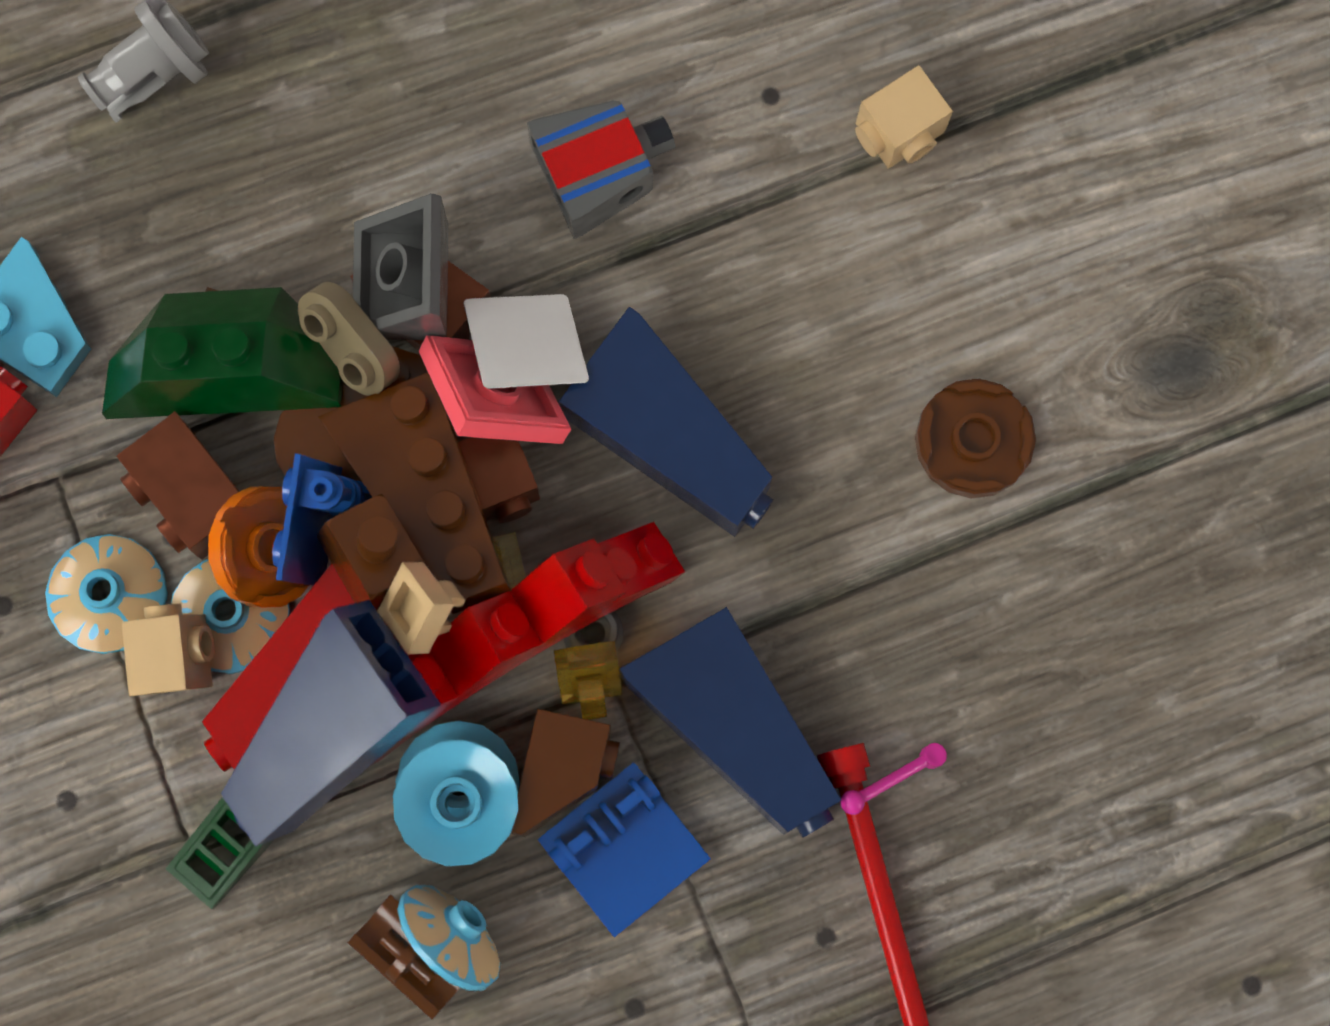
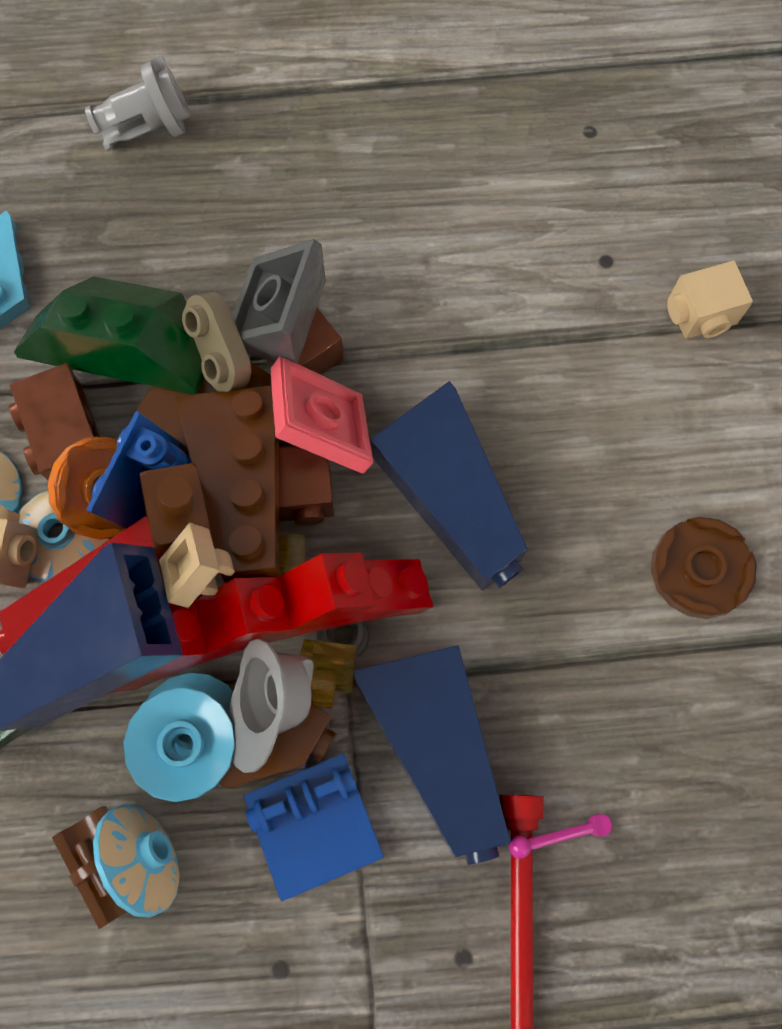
camera: 20 degrees right, 5 degrees down
(525, 341) = (357, 384): white sticker -> none
(536, 728) = (267, 700): none -> light grey piece
(597, 160) = (457, 269): torso -> none

